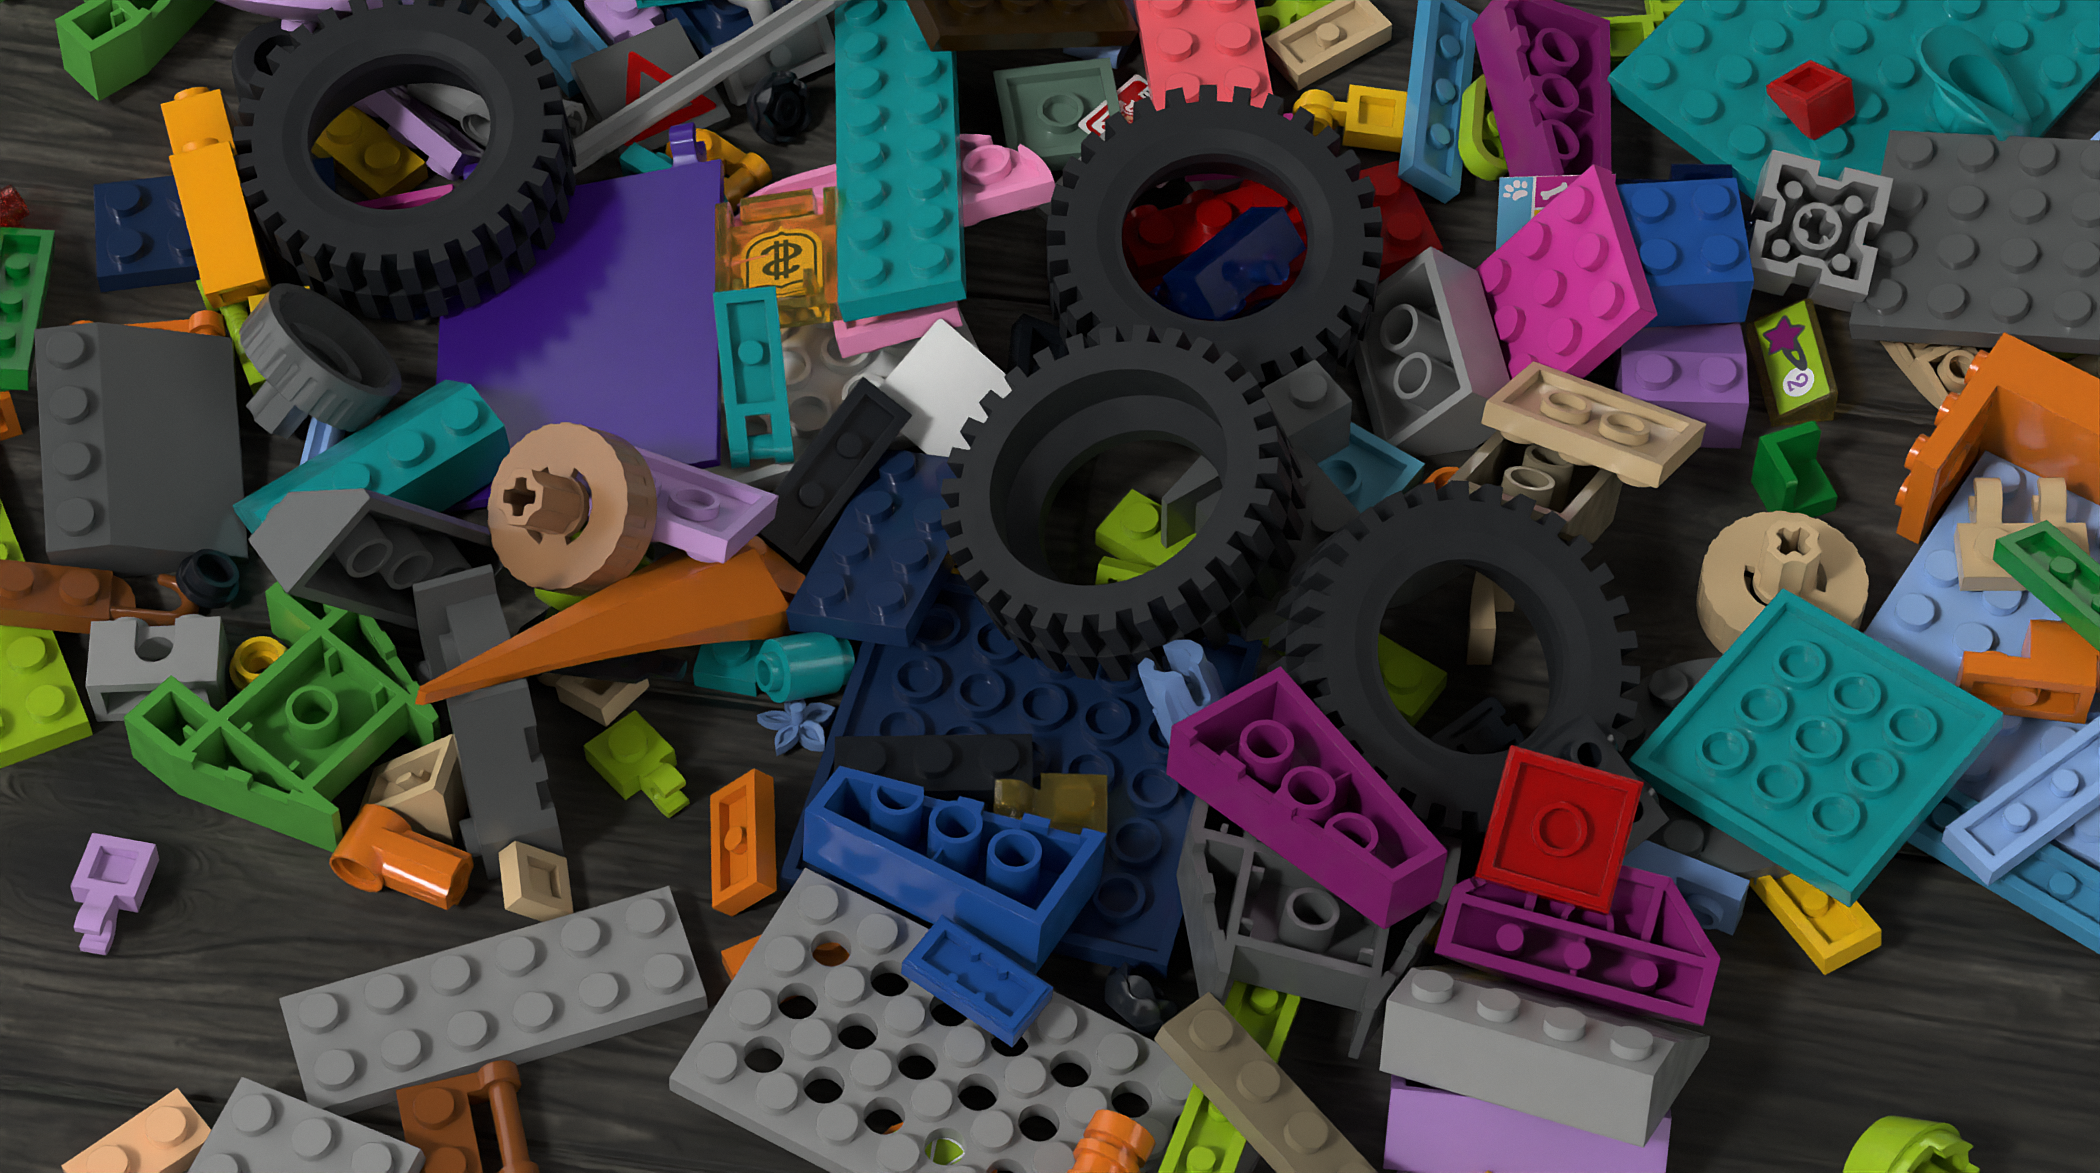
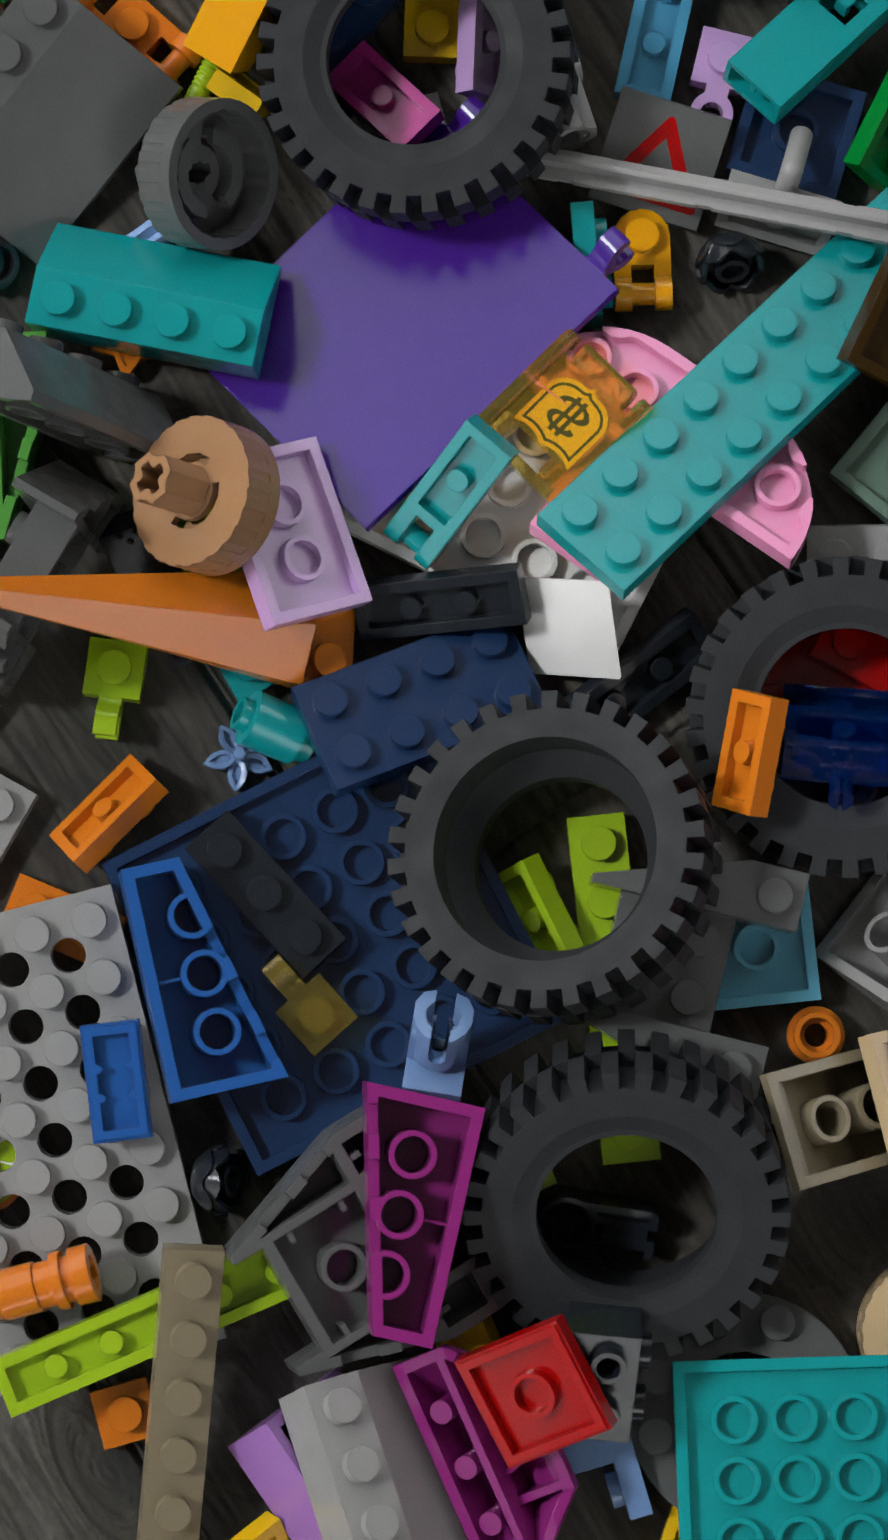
camera: 45 degrees right, 30 degrees up
(1171, 296) = (750, 752): none -> orange plate

